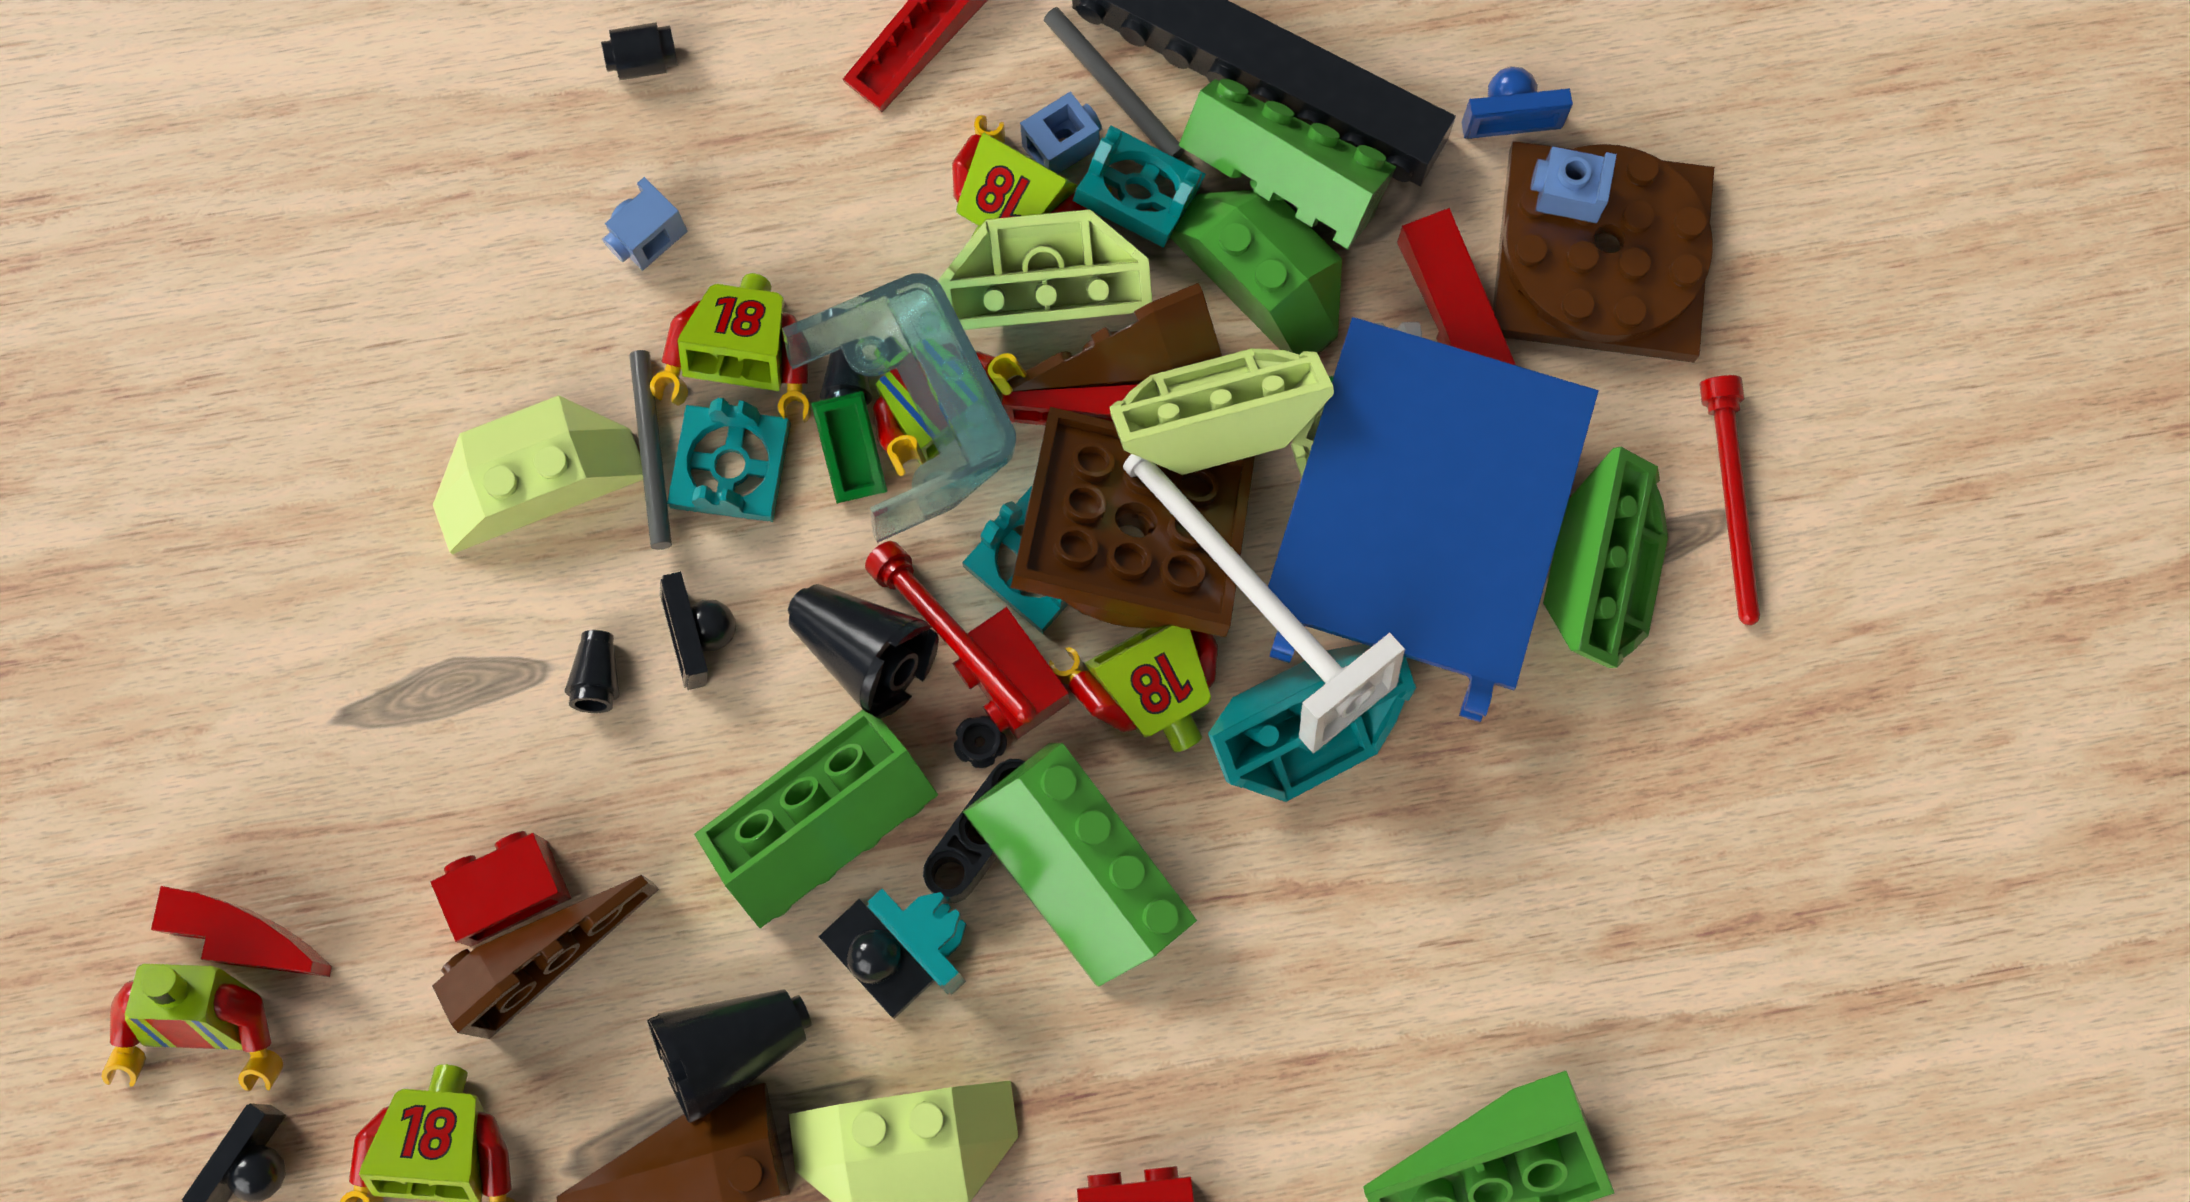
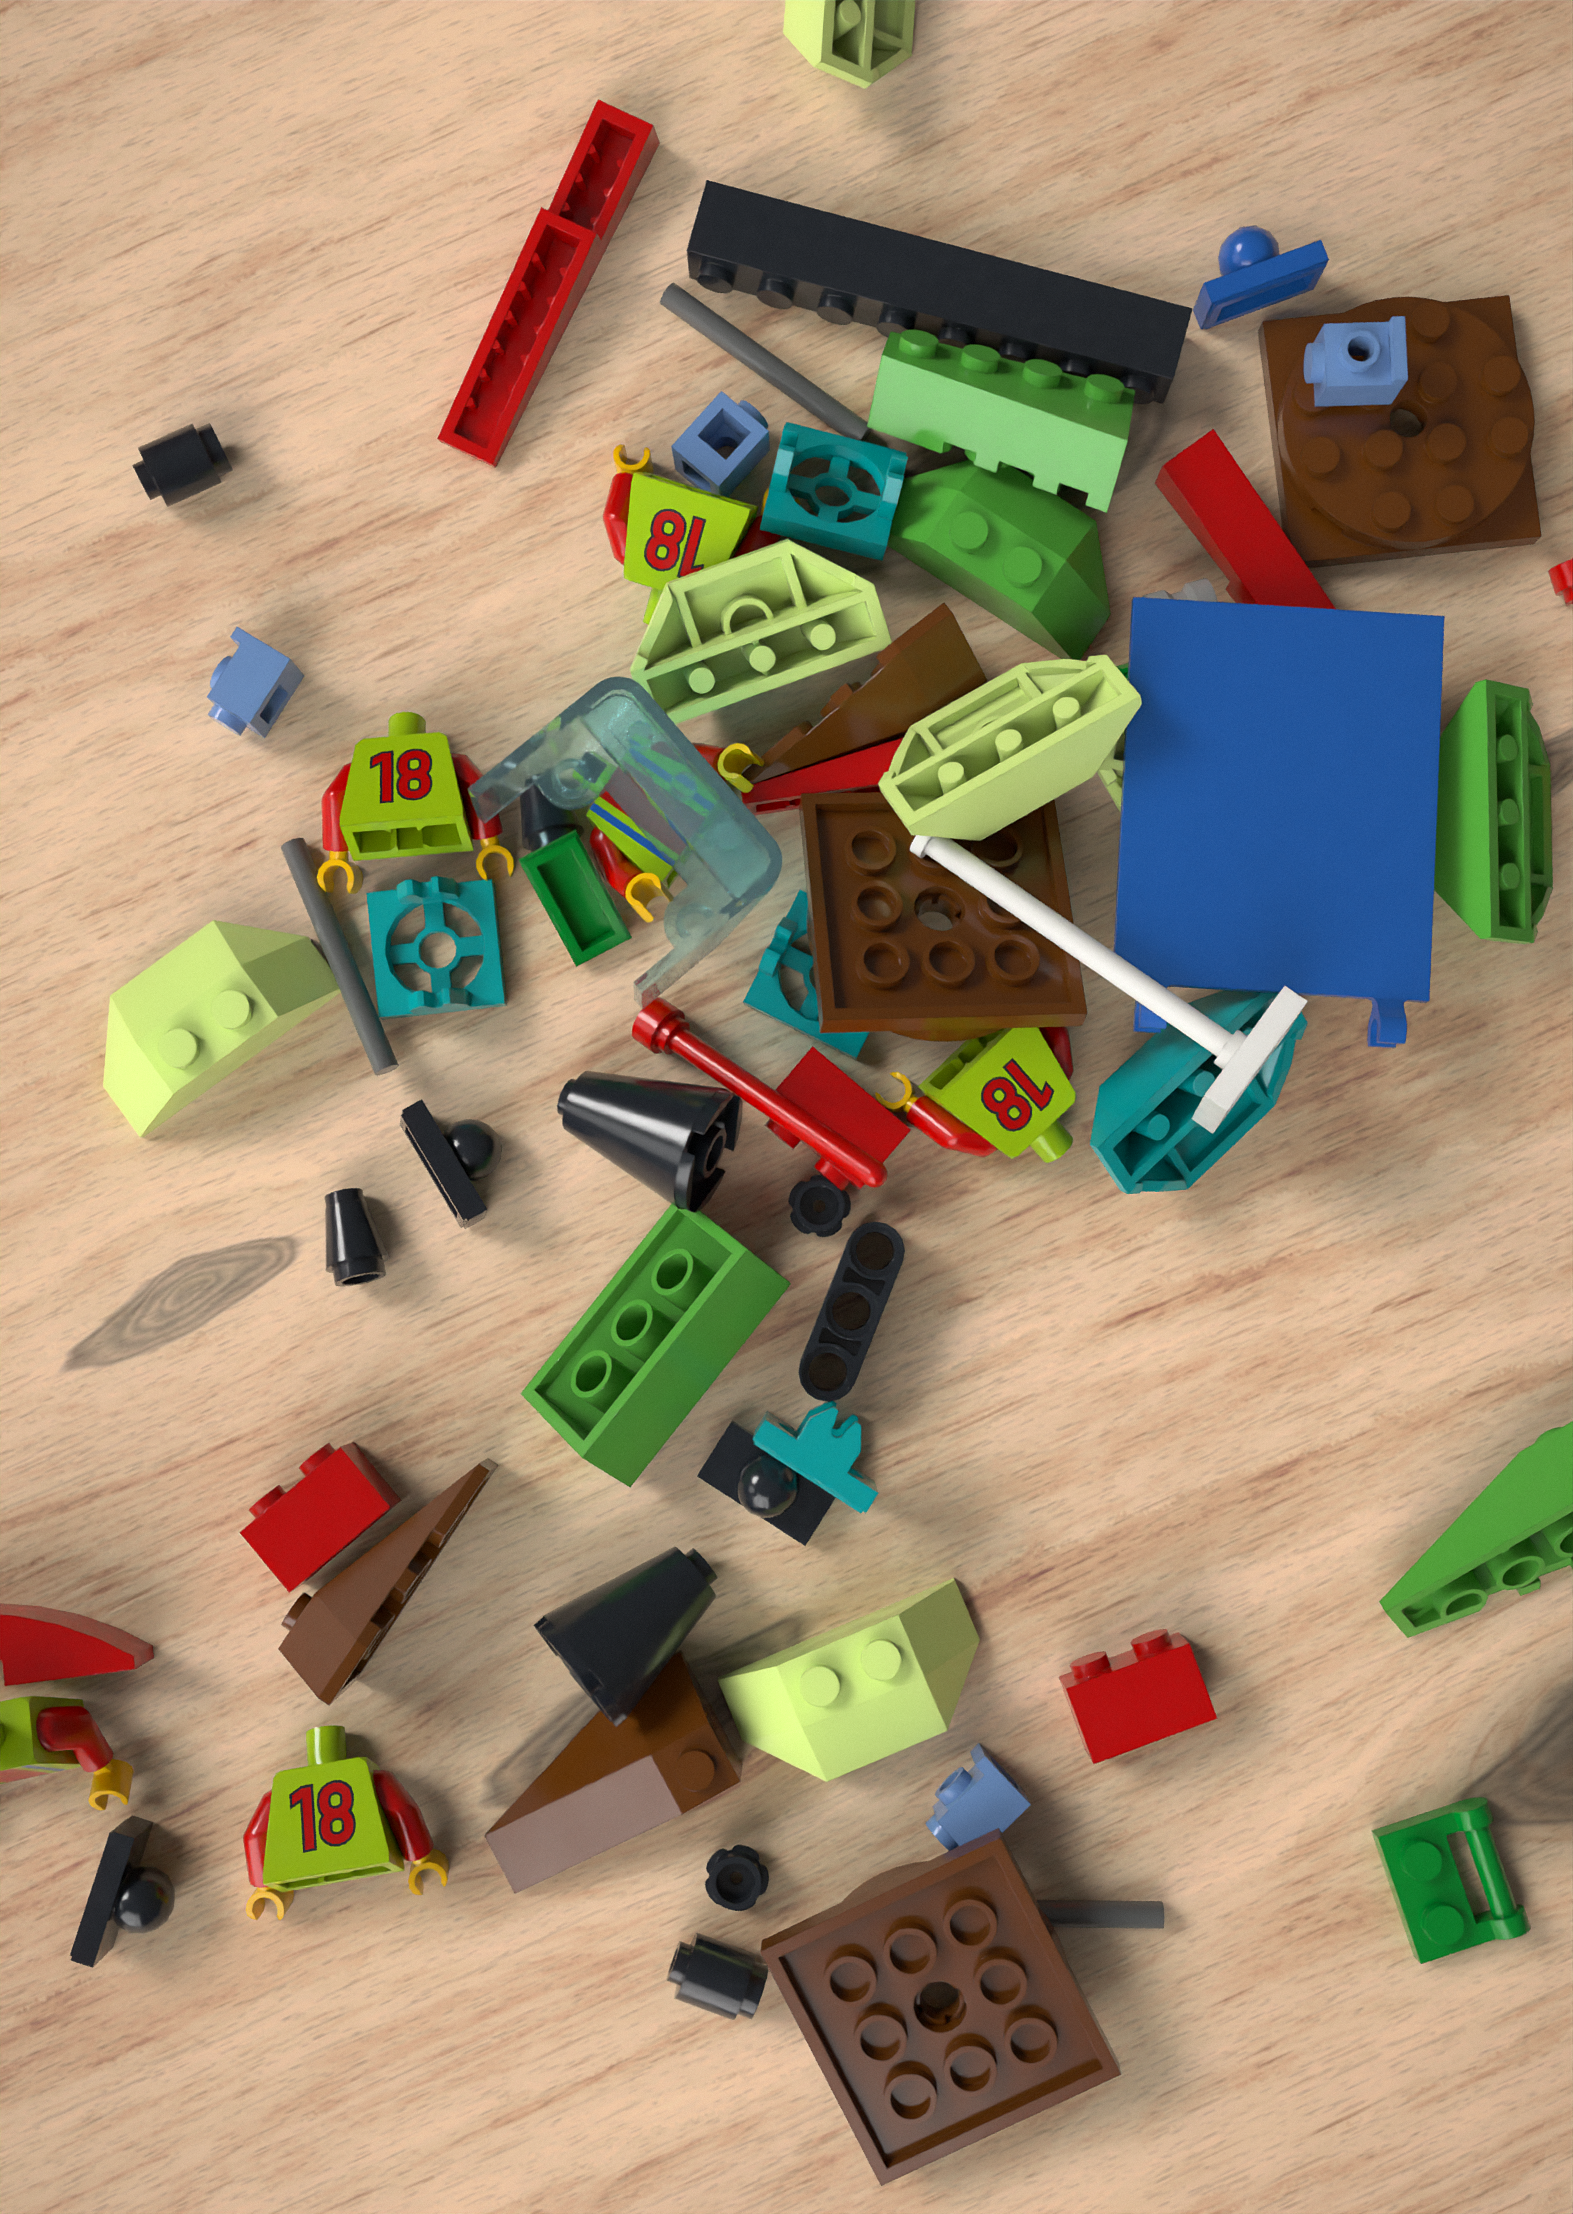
camera: 10 degrees left, 10 degrees up
(1079, 864) = (975, 1325): bright green slope -> none

